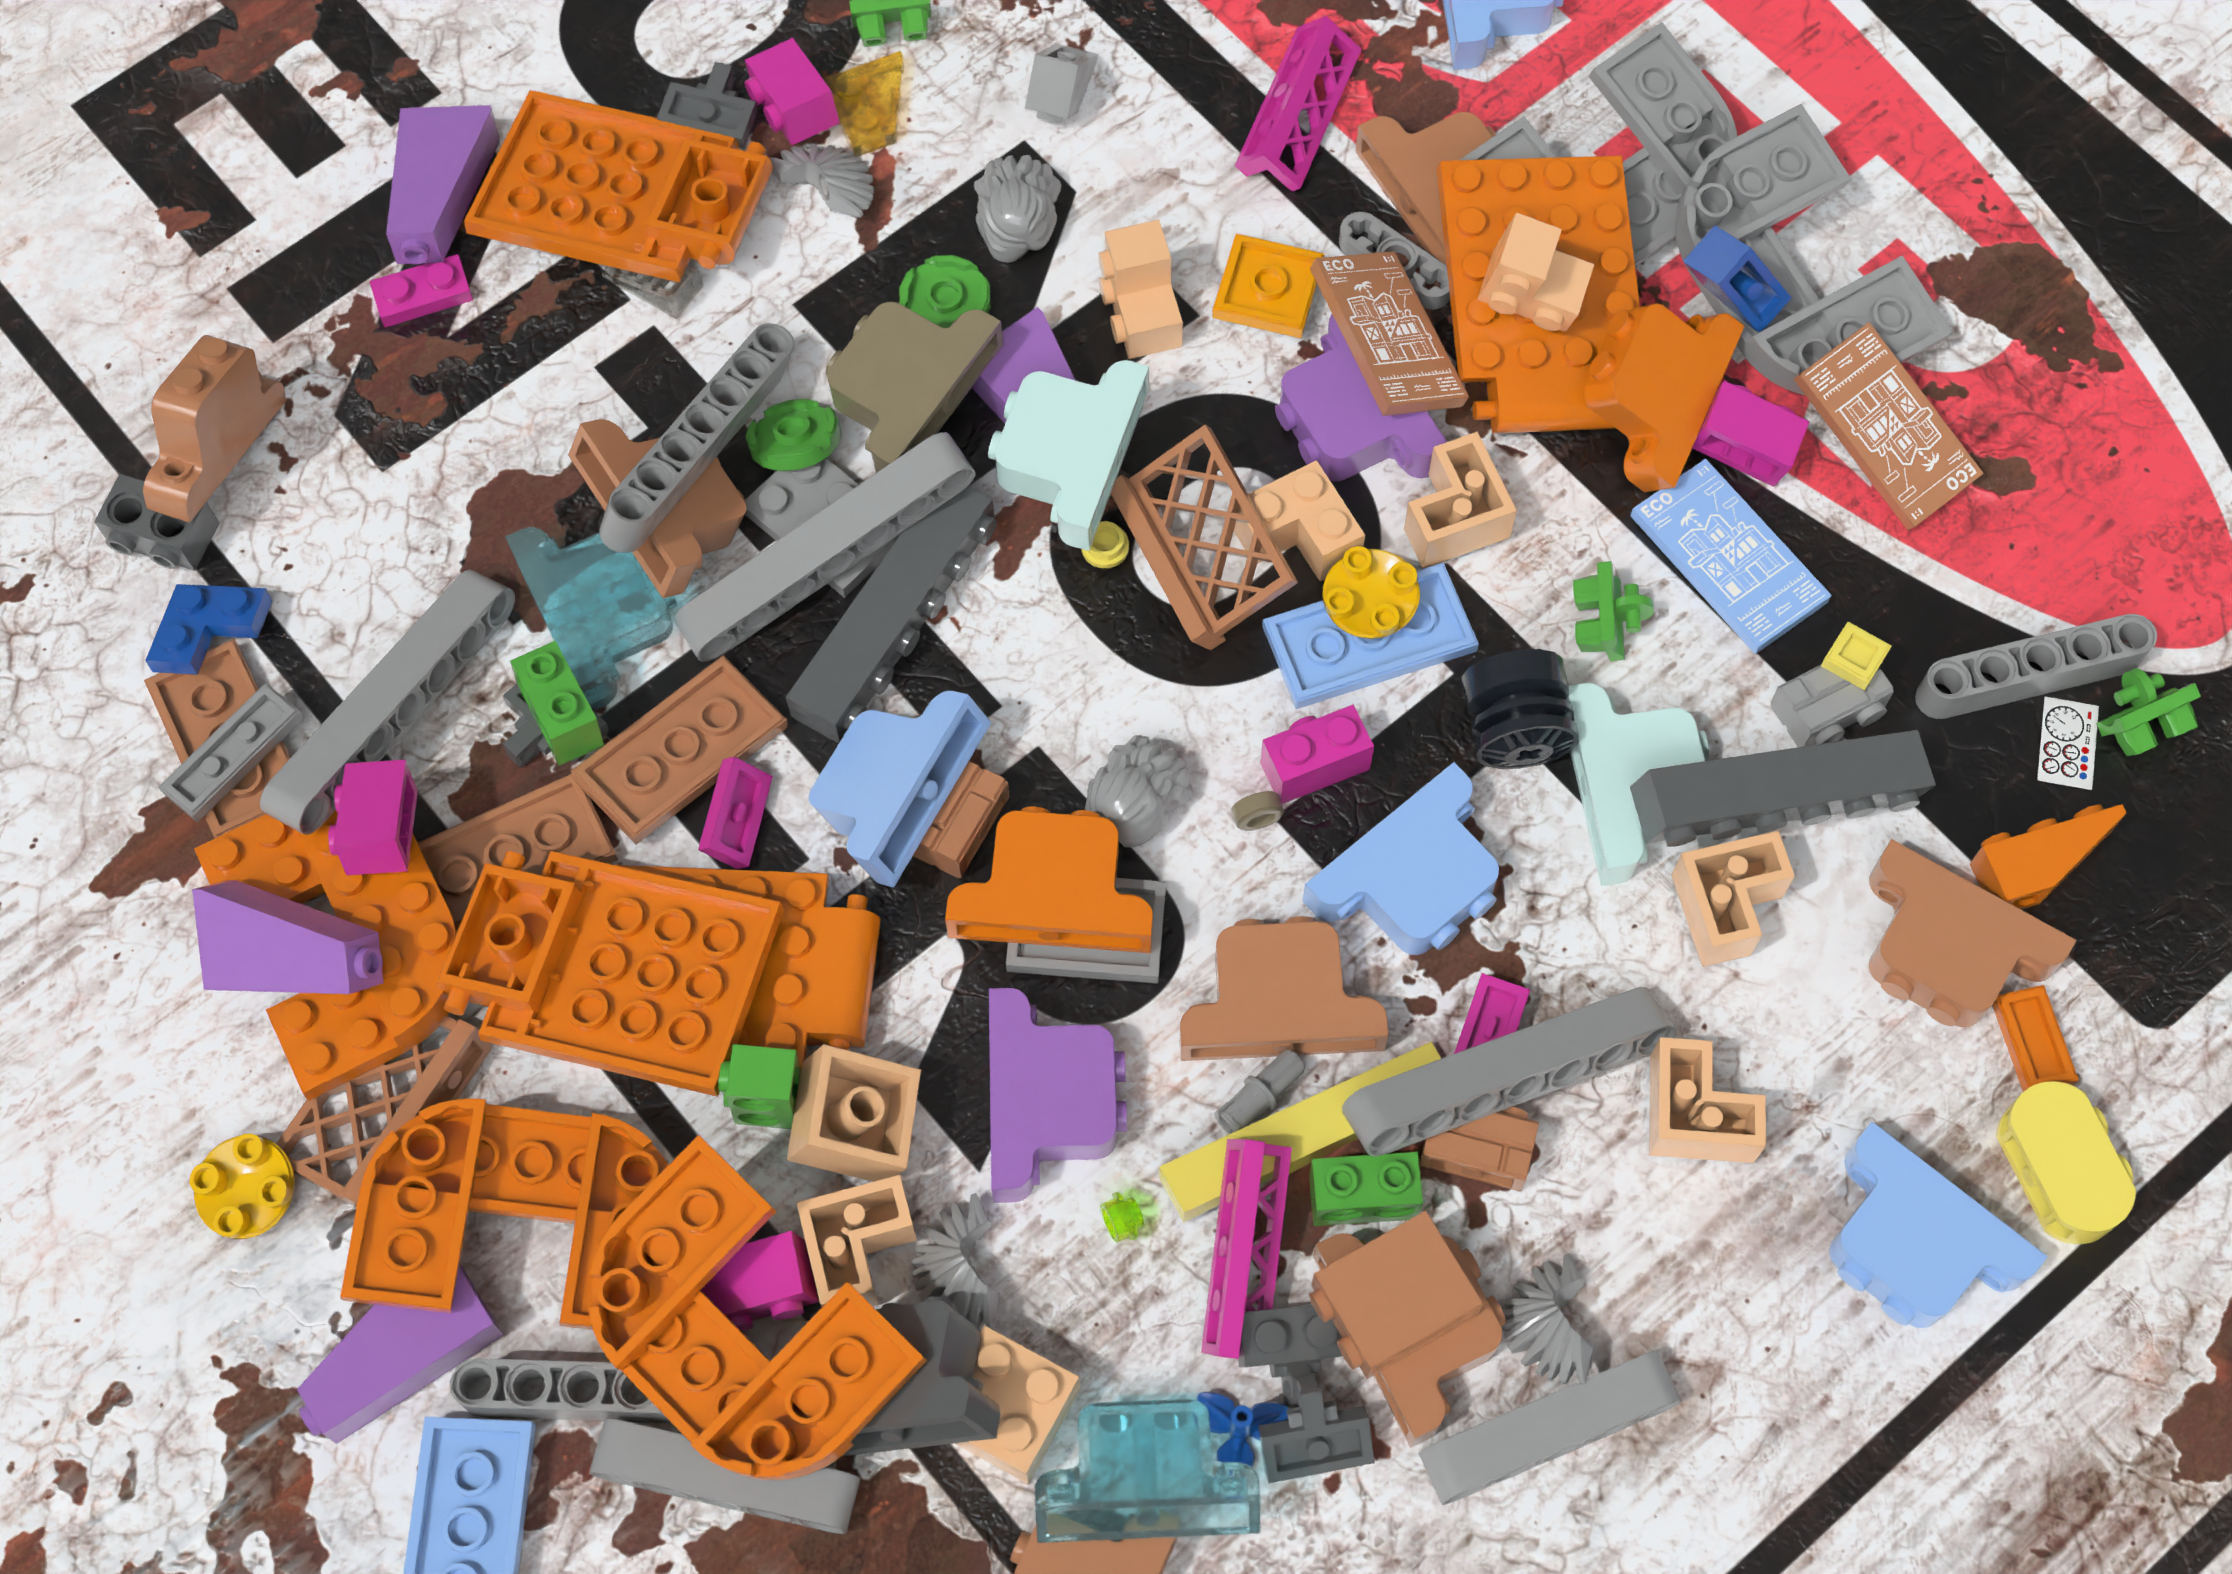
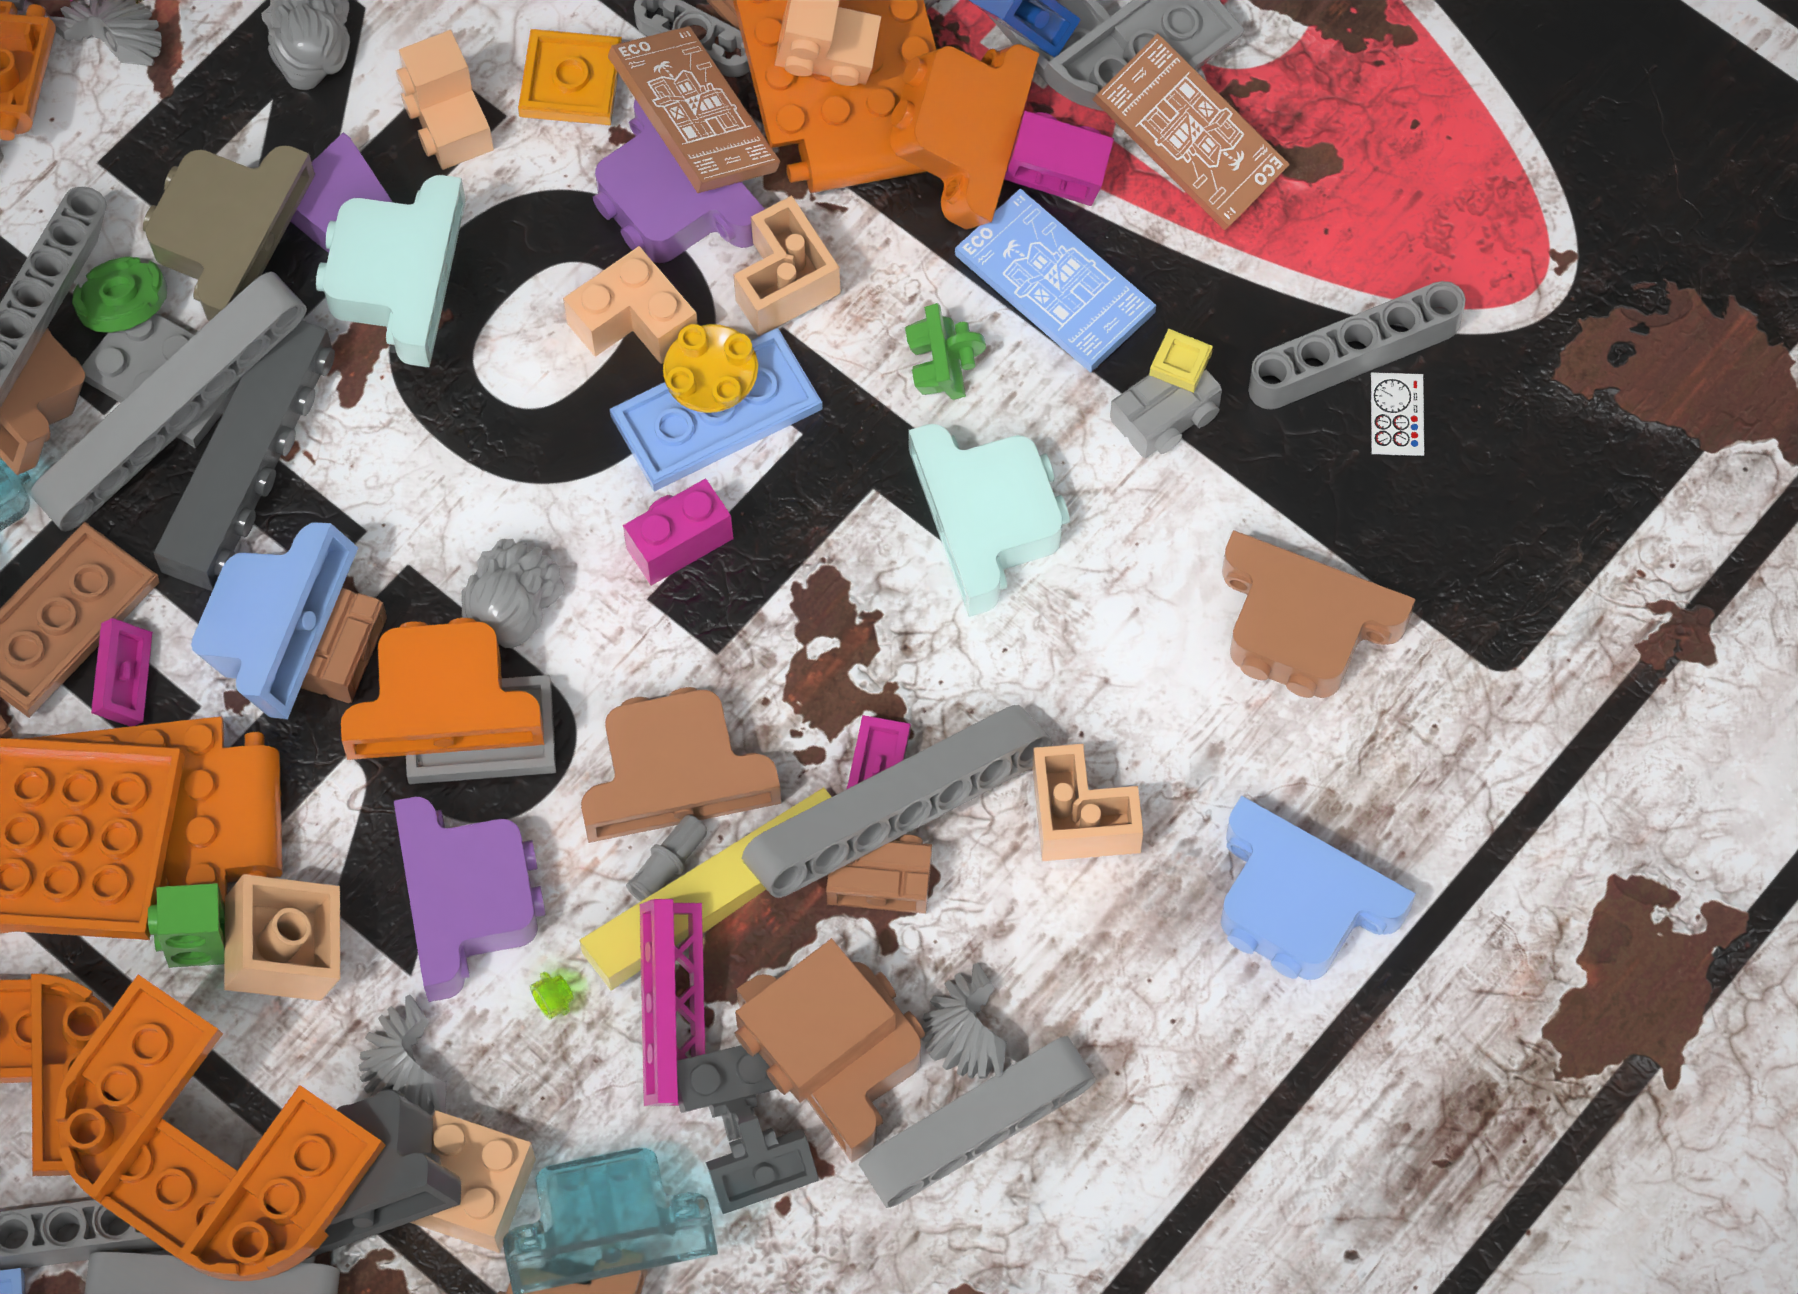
camera: 10 degrees left, 0 degrees up
(765, 1281) = (222, 1103): dark pink brick -> none
(847, 1227) = (297, 1040): light nougat brick -> none
(944, 289) = (248, 128): bright green tile -> none
(1108, 546) = (448, 359): light yellow plate -> none
(1166, 556) = (515, 370): nougat fence -> none
(1240, 1424) = (686, 1162): blue plant -> none
(1257, 810) = (628, 594): dark tan tile -> none
(1365, 1189) = (775, 931): bright green brick -> none
(1413, 870) = (785, 628): light blue brick -> none
(1520, 709) = (866, 459): black wheel -> none
(1722, 885) = (1080, 596): light nougat brick -> none
(1782, 787) = (1124, 496): dark grey brick -> none
(2034, 1037) = (1390, 699): orange tile -> none
(2036, 862) = (1375, 532): orange slope -> none
(2066, 1162) = (1428, 806): light yellow brick -> none
(2132, 724) = (1488, 366): bright green hips -> none

